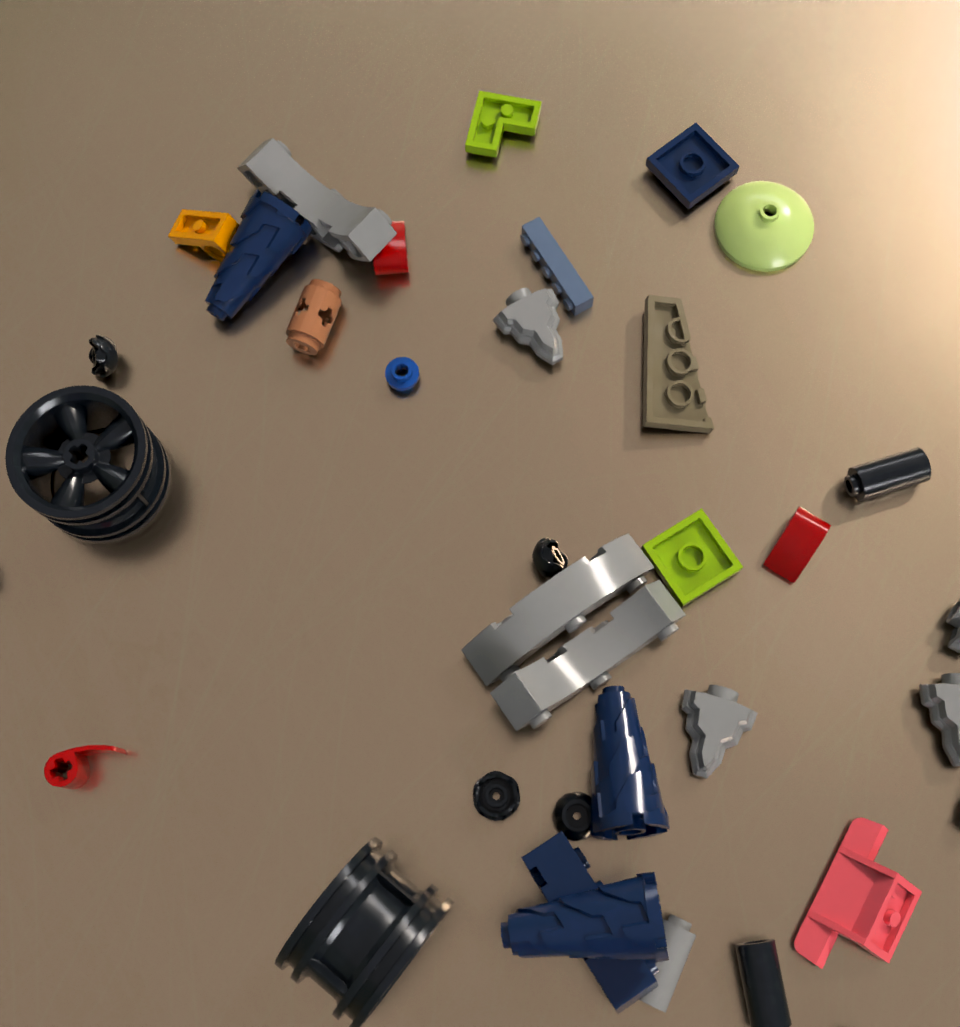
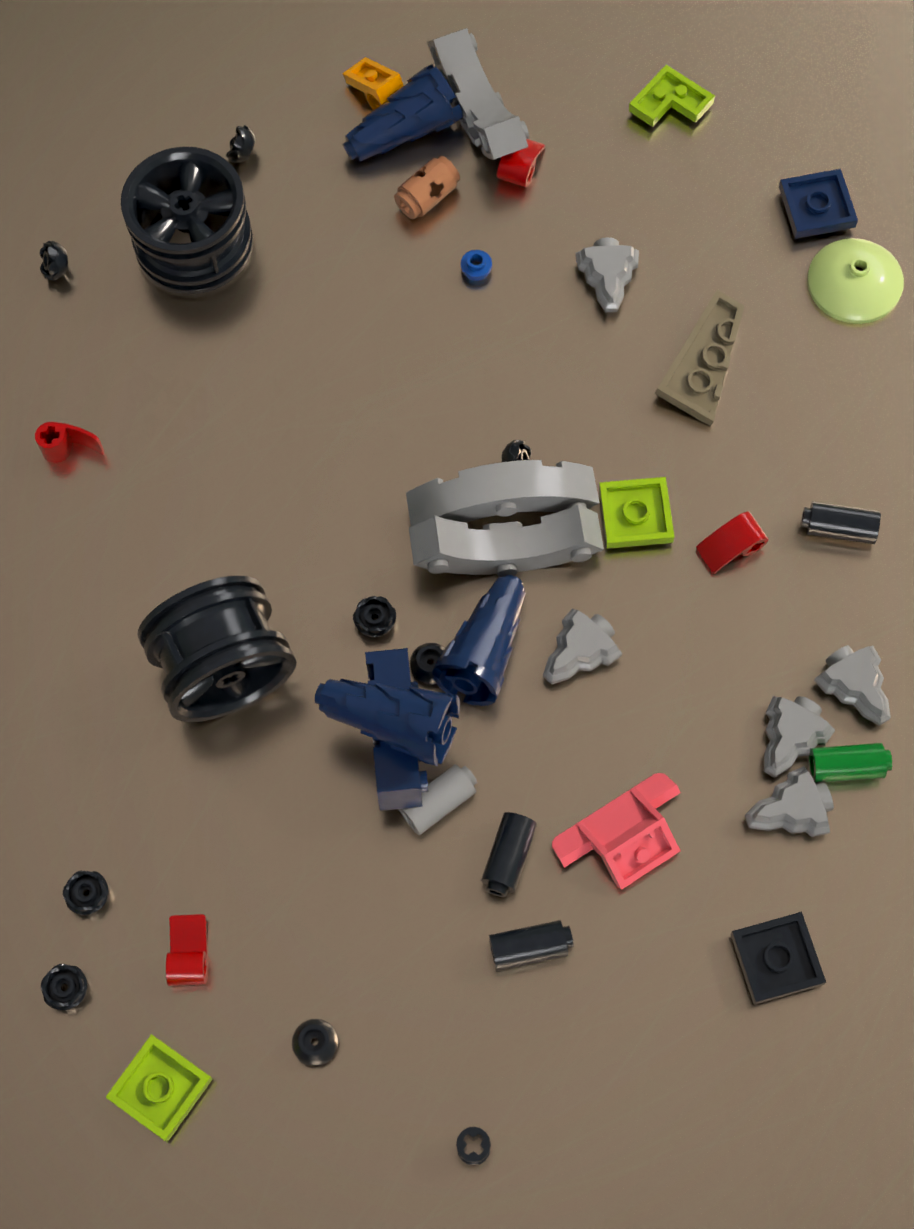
camera: 25 degrees right, 5 degrees down
(556, 266) = (653, 235): sand blue piece -> none

